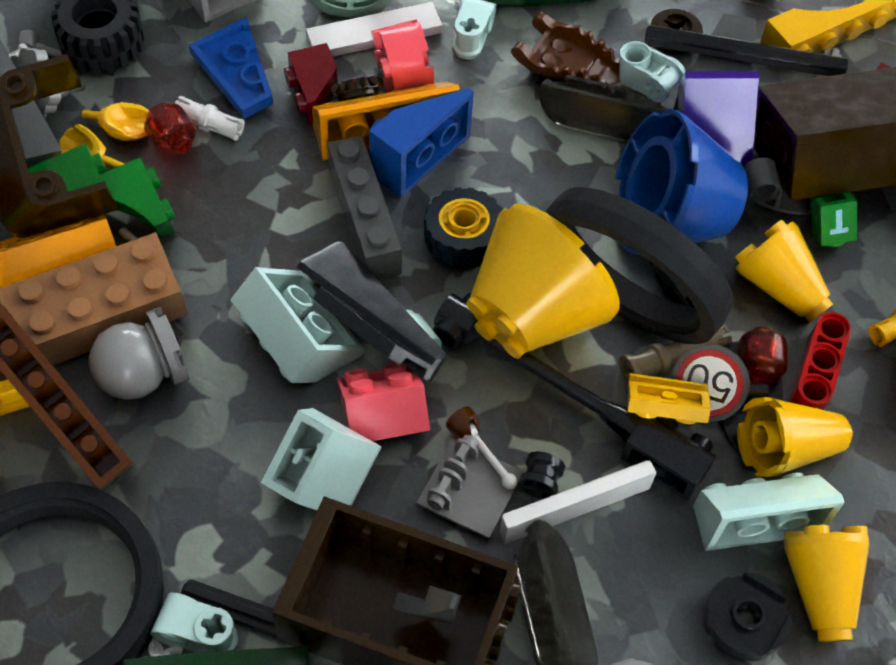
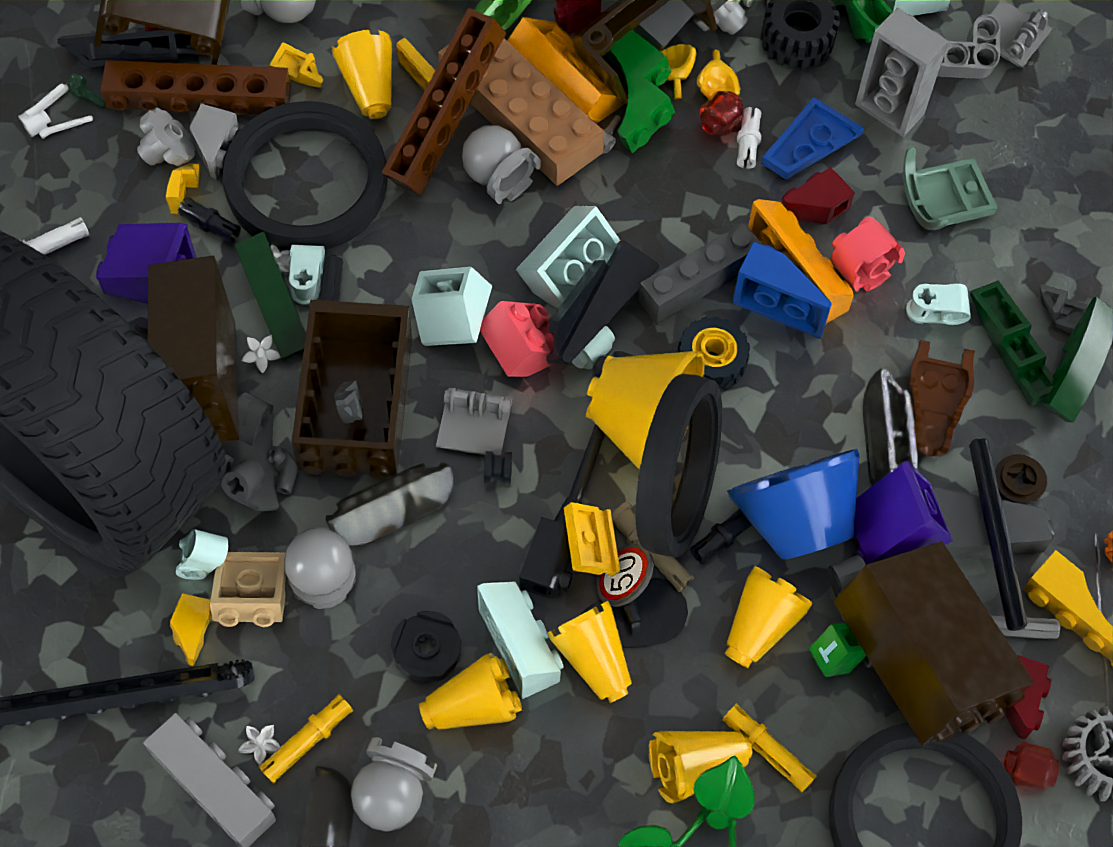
camera: 75 degrees right, 5 degrees up
(355, 33) = (919, 249): white tile -> none
(356, 88) = (818, 231): dark brown gear -> none
(467, 423) = (524, 404): hinge -> none
(578, 500) = (485, 499): white tile -> none
(648, 71) = (931, 454): light aqua piece -> none
(764, 354) = (669, 614): clear red head -> none
(824, 352) = (693, 657): red beam -> none

